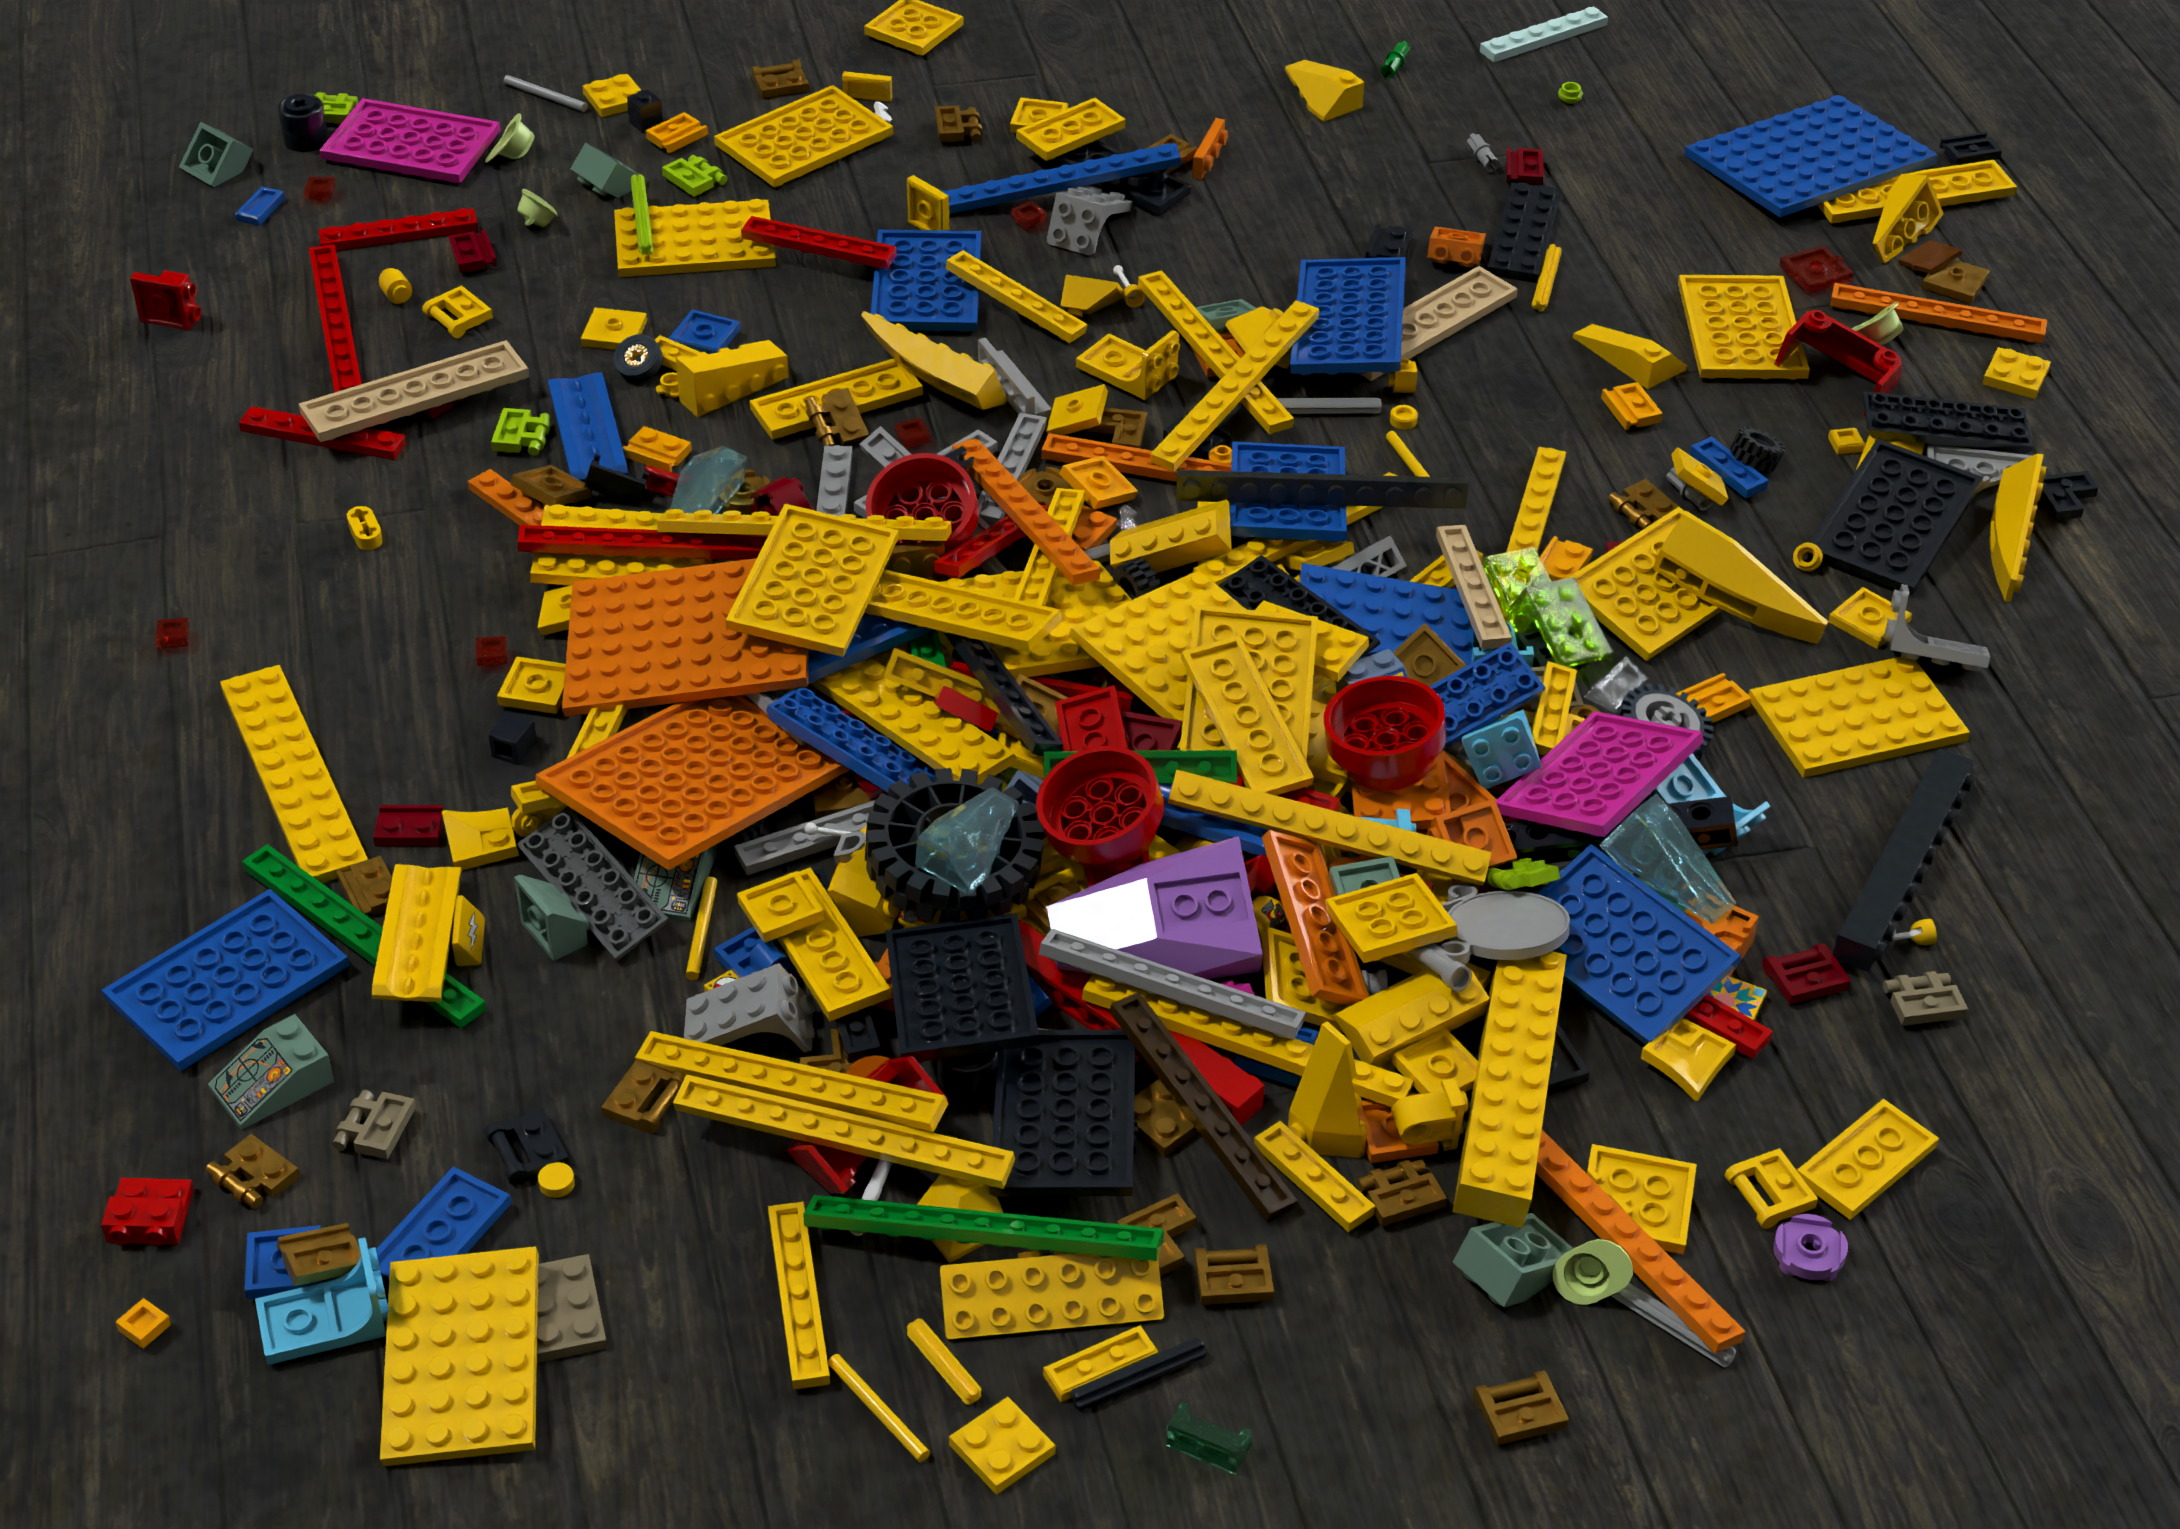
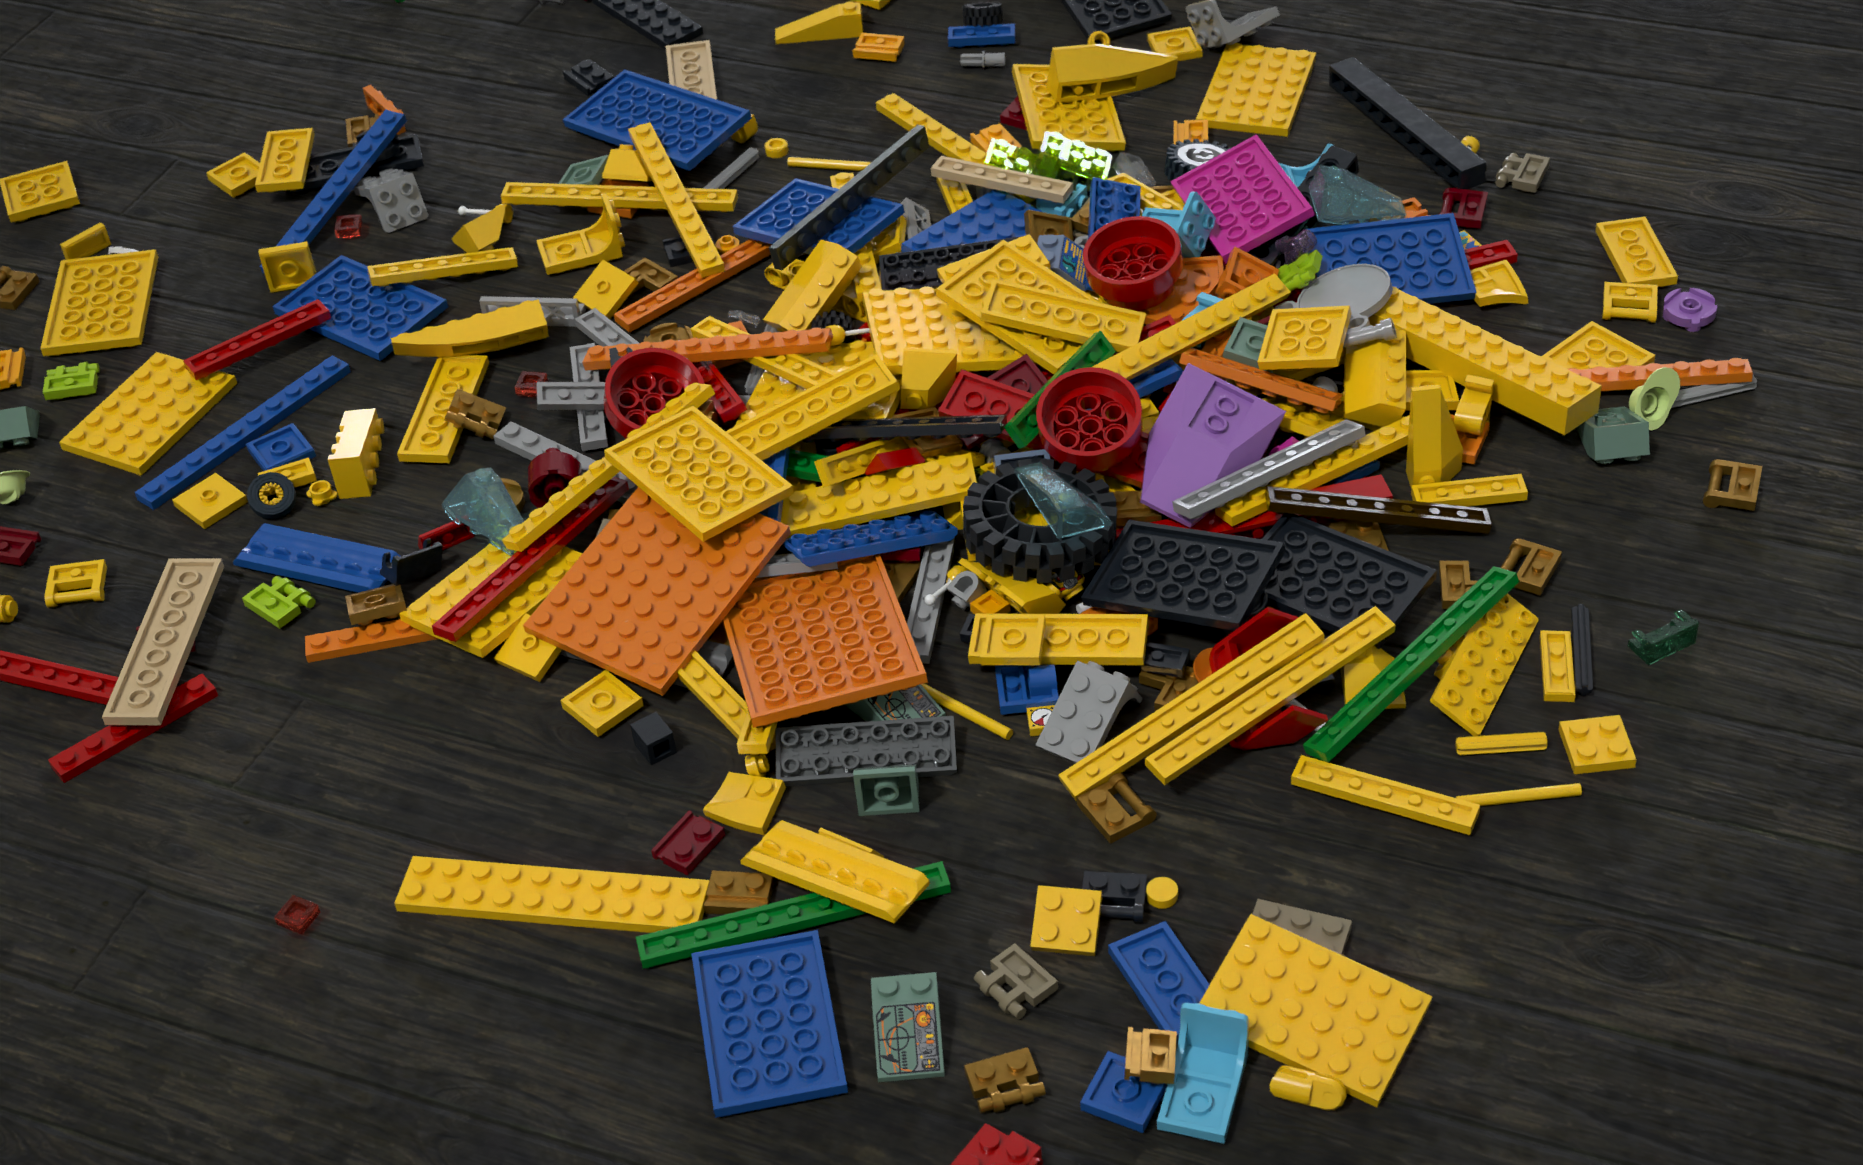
camera: 50 degrees left, 0 degrees up
(362, 1394) = (1308, 1088): none -> yellow arm
(368, 526) = (291, 742): yellow beam -> none
(466, 1123) = (1066, 920): none -> yellow plate
(491, 651) = (533, 715): clear red plate -> none
(641, 214) = (96, 423): lime axle -> none
(657, 449) = (389, 530): light orange plate -> none
(716, 301) = (242, 432): none -> blue plate
(954, 124) = (191, 218): pearl gold plate -> none
(1081, 664) = (926, 376): none -> yellow slope
(1100, 480) = (692, 310): light orange plate -> none
(1123, 584) = (839, 333): none -> yellow hinge
(1326, 88) = (391, 28): yellow wedge -> none
(1403, 1199) = (1520, 454): pearl gold plate -> none
(1456, 246) = (632, 46): orange plate -> none
(1546, 278) = (709, 26): yellow axle -> none
(1556, 850) = (1297, 245): none -> clear purple plate
(1648, 500) = (977, 85): pearl gold plate -> none
(1699, 476) = (987, 44): yellow plate -> none

